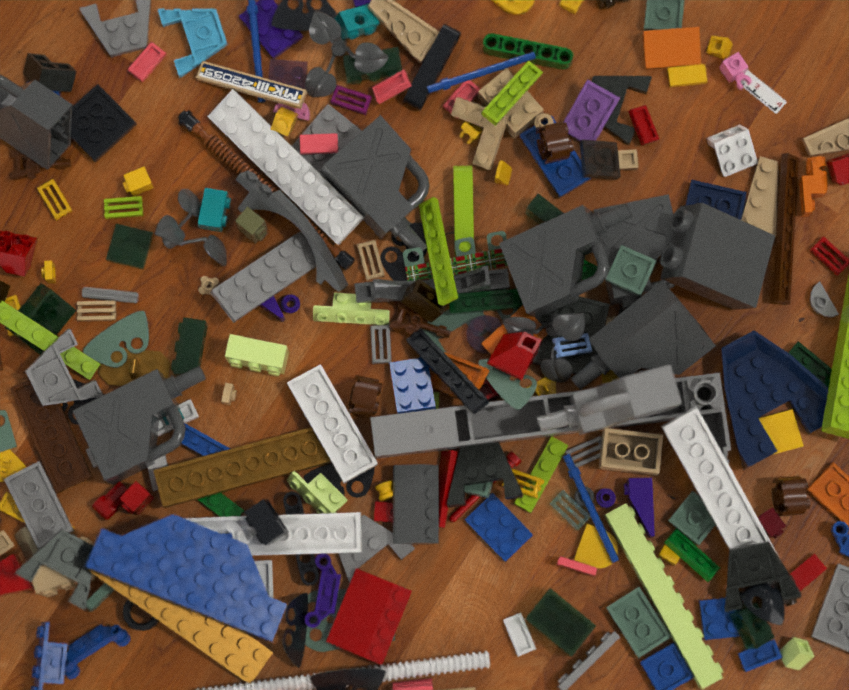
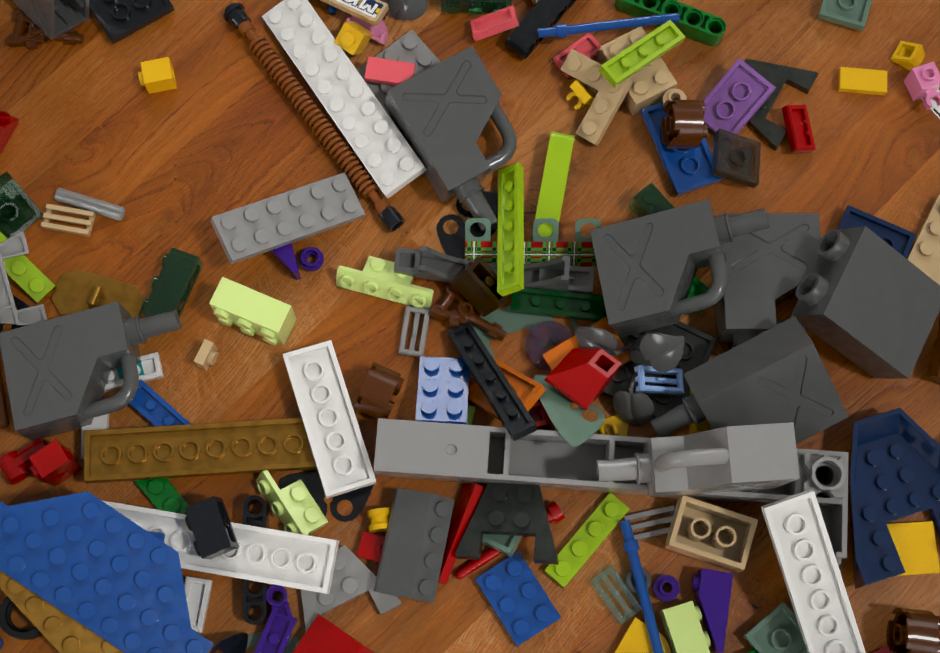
camera: 10 degrees right, 5 degrees down
(49, 272) = (21, 161): yellow plate -> none
(62, 212) = (57, 94): yellow tile -> none
(107, 208) = (113, 100): lime tile -> none
(124, 330) = (96, 251): sand green piece -> none
(129, 246) = (129, 151): clear green plate -> none
(173, 235) = (185, 147): dark grey plant -> none
(205, 281) = (211, 211): tan plate -> none
(213, 210) = (242, 126): teal brick -> none
(251, 225) = (283, 152): olive brick -> none
(262, 198) = (304, 120): dark grey slope -> none
(348, 106) = (437, 38): magenta tile -> none
(366, 245) = (423, 205): tan tile -> none
(503, 173) = (611, 152): yellow slope -> none
(536, 488) = (577, 556): yellow tile -> none
(628, 159) = (771, 166): tan plate -> none
(630, 270) = (754, 297): sand green plate -> none
(672, 47) = (849, 43): orange tile -> none
(733, 149) = (907, 180): white bracket -> none

